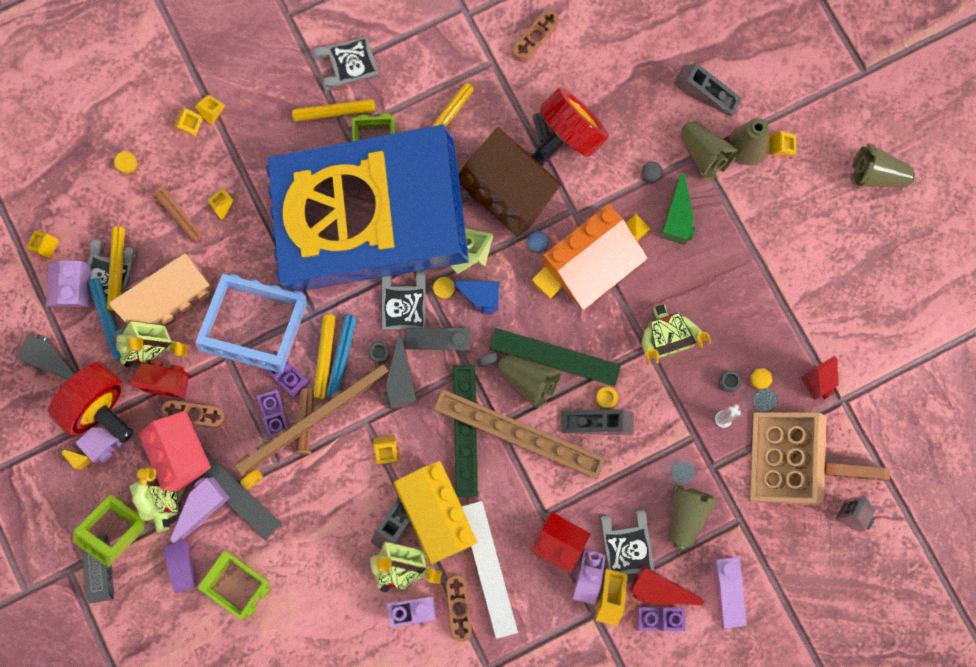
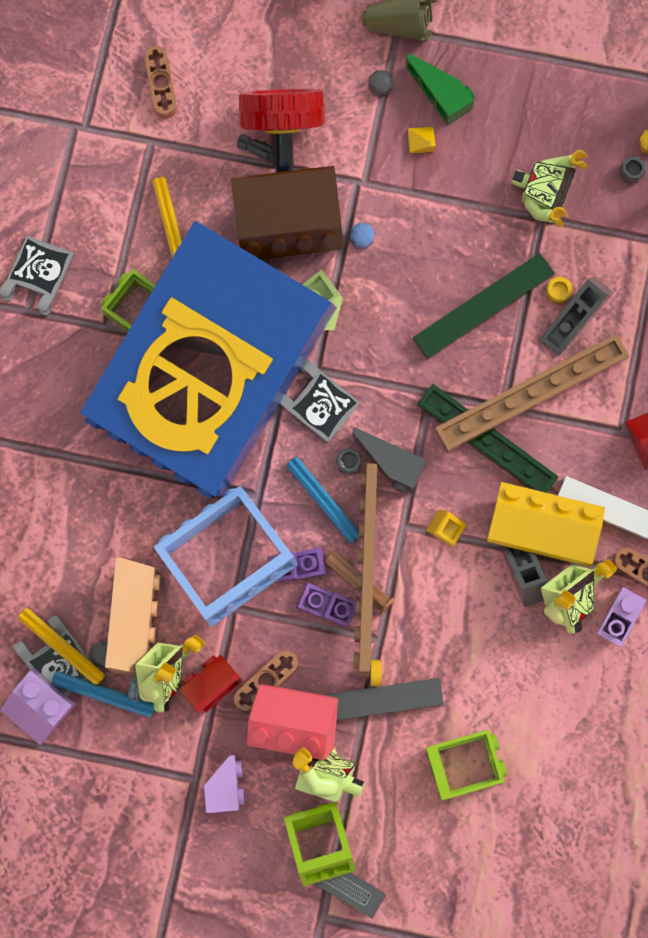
camera: 50 degrees left, 0 degrees up
(42, 354) = (92, 782): dark grey slope -> none
(76, 460) = (221, 826): yellow slope -> none
(89, 401) = (179, 766): red wheel -> none
(176, 212) = (54, 547): nougat axle -> none
(179, 567) = (405, 804): medium lavender slope -> none
(199, 506) = (363, 736): lavender slope -> none
(220, 203) = (77, 498): yellow slope -> none
(324, 356) = (310, 515): yellow axle -> none
(333, 110) = (74, 322): yellow axle -> none
(438, 338) = (382, 395): dark grey slope -> none
(444, 288) = (335, 355): yellow tile -> none
(480, 294) = (371, 326): blue slope -> none
(487, 360) = (438, 367): dark grey tile -> none
(530, 378) = (486, 342): olive cone -> none
(546, 283) = (408, 256): yellow slope -> none
(594, 257) = (420, 196): slope -> none

